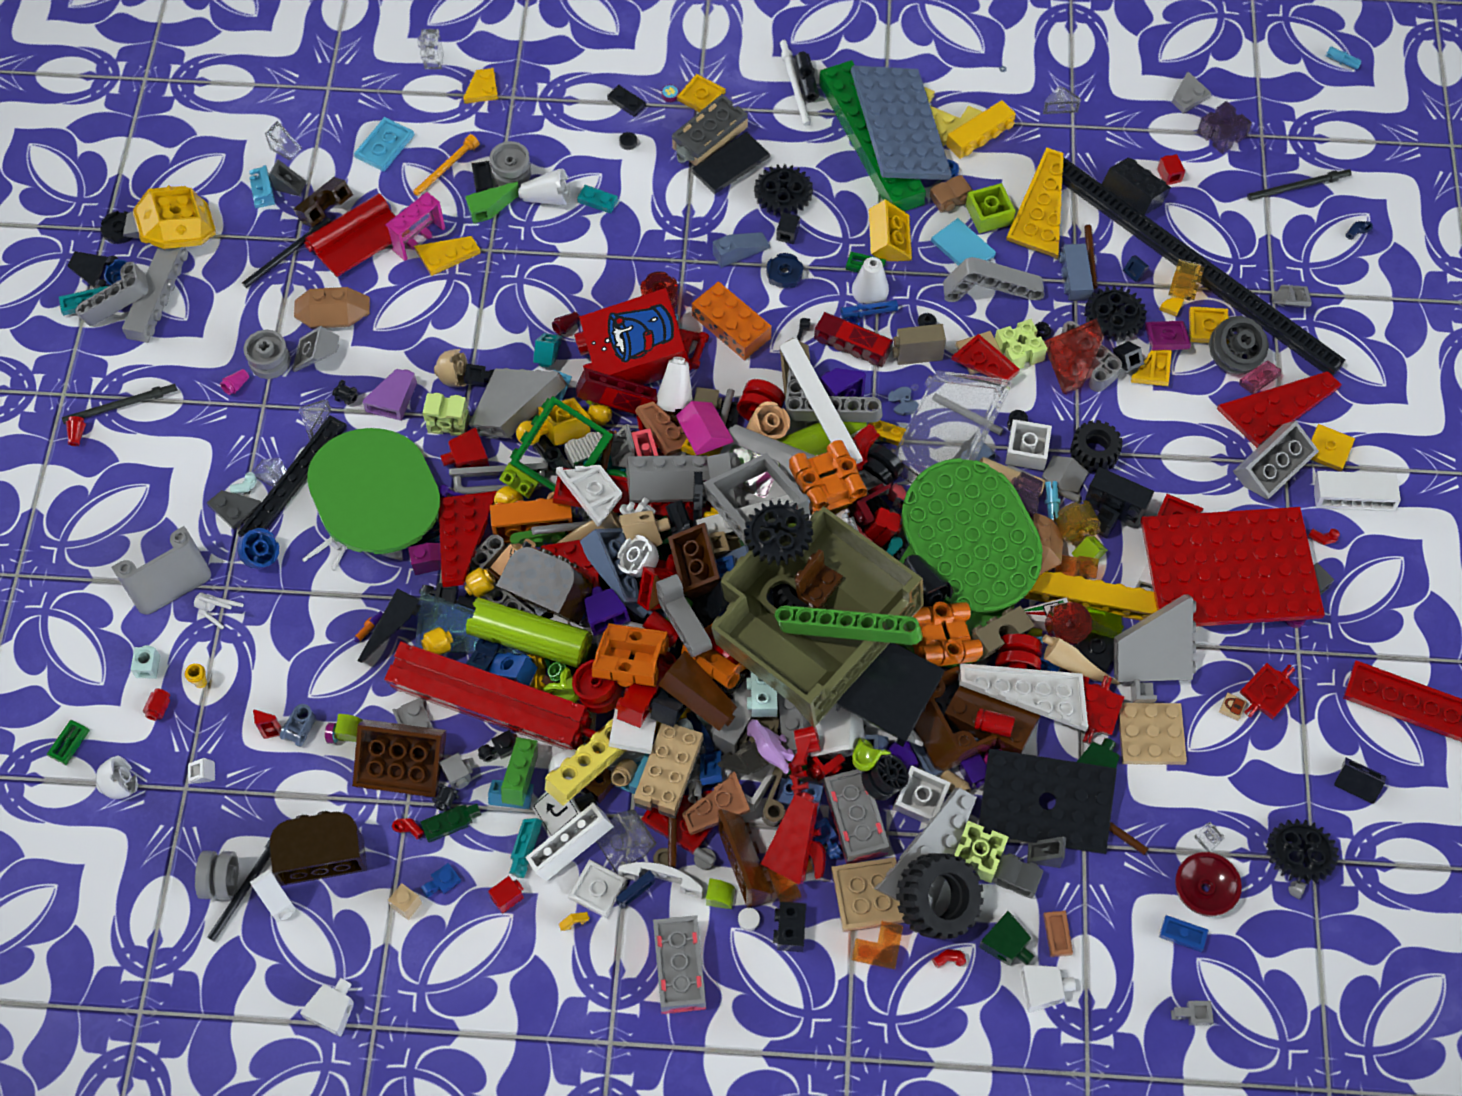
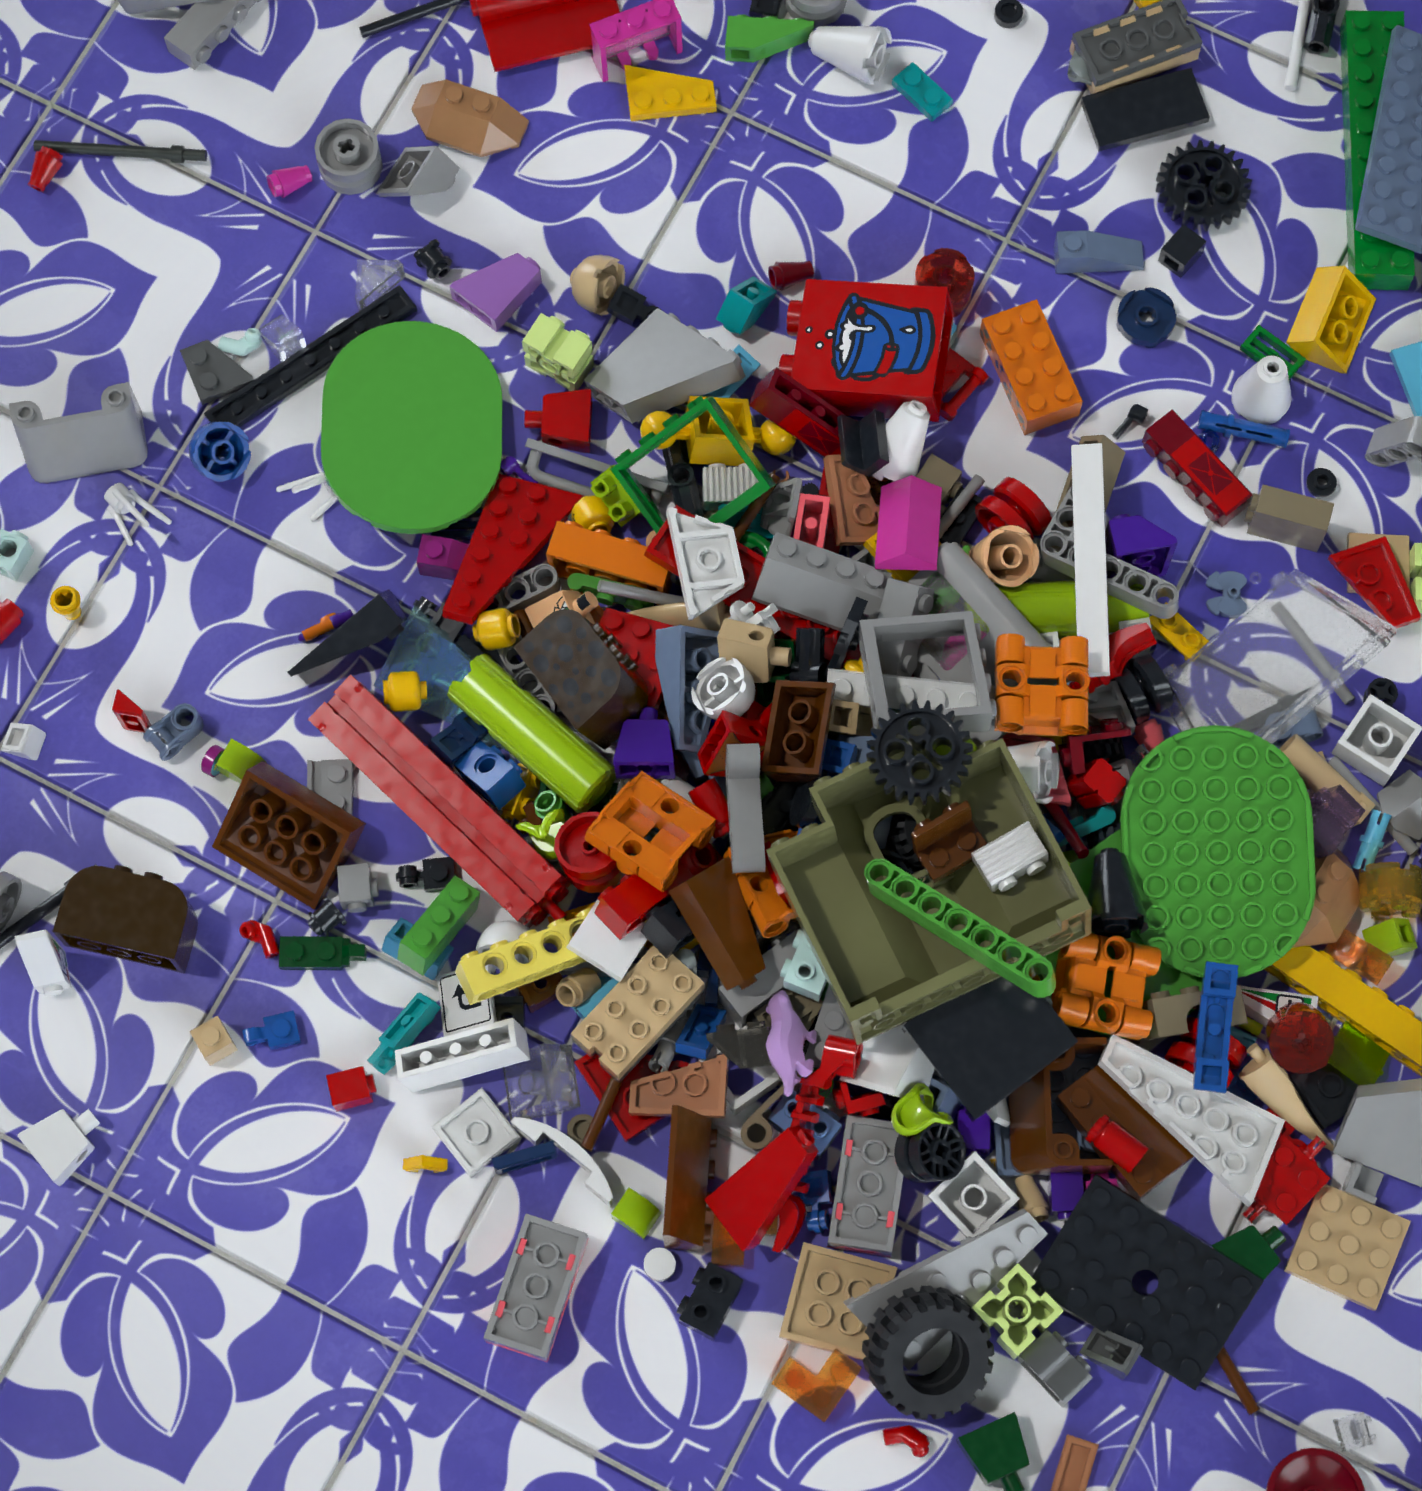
camera: 25 degrees right, 10 degrees up
(655, 392) = (863, 443): none -> black panel
(704, 858) = (637, 1153): light grey plate -> none
(858, 575) = (1010, 857): none -> white brick
(1018, 633) = (1214, 1027): none -> blue slope

